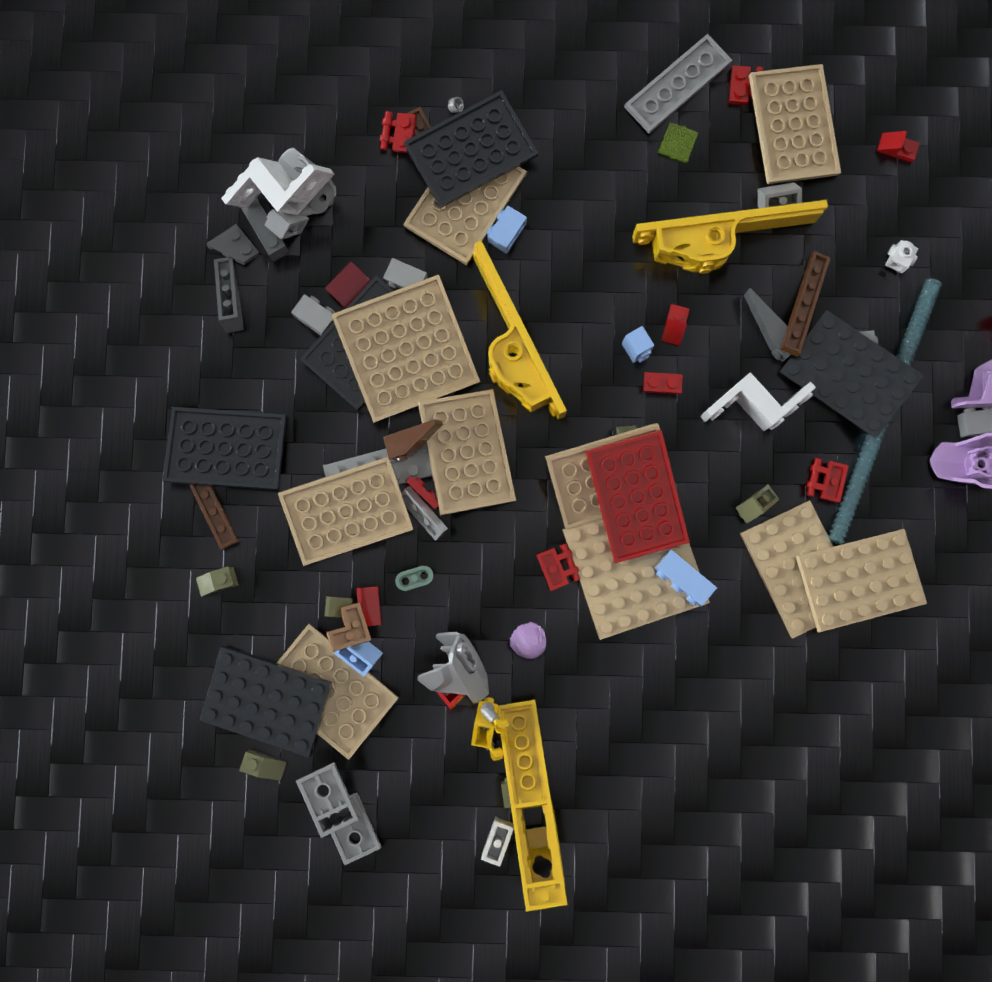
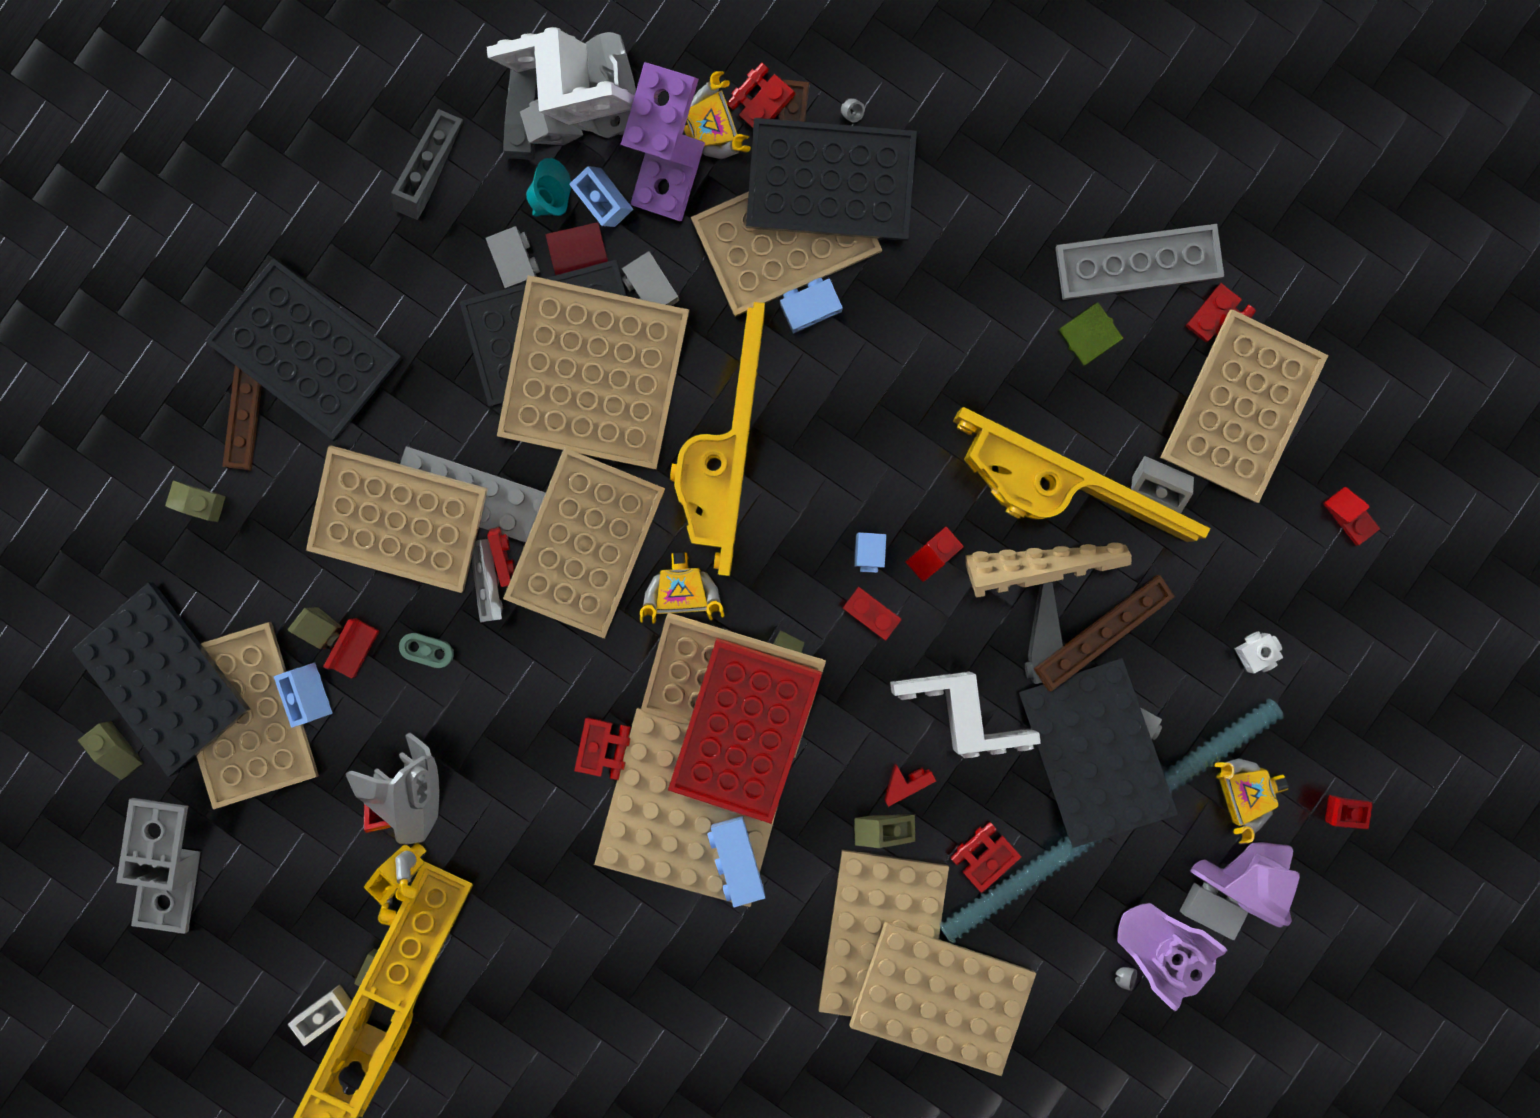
camera: 30 degrees right, 5 degrees up
(234, 245) = (473, 108): dark grey wing -> none
(310, 262) = (549, 189): none -> teal piece
(343, 245) = (601, 196): none -> light blue brick
(353, 633) = (312, 669): medium nougat plate -> none
(359, 185) = (660, 135): none -> medium lavender bracket
(379, 164) = (712, 123): none -> torso
(409, 441) = (521, 488): reddish brown slope -> none
(528, 640) = (510, 811): lavender hair -> none
(543, 441) = (681, 591): none -> torso
(739, 291) = (1039, 565): none -> tan wing
(749, 472) = (900, 789): none -> red slope
(954, 341) = (1249, 795): none -> torso
(959, 496) = (1126, 978): none -> light grey hinge

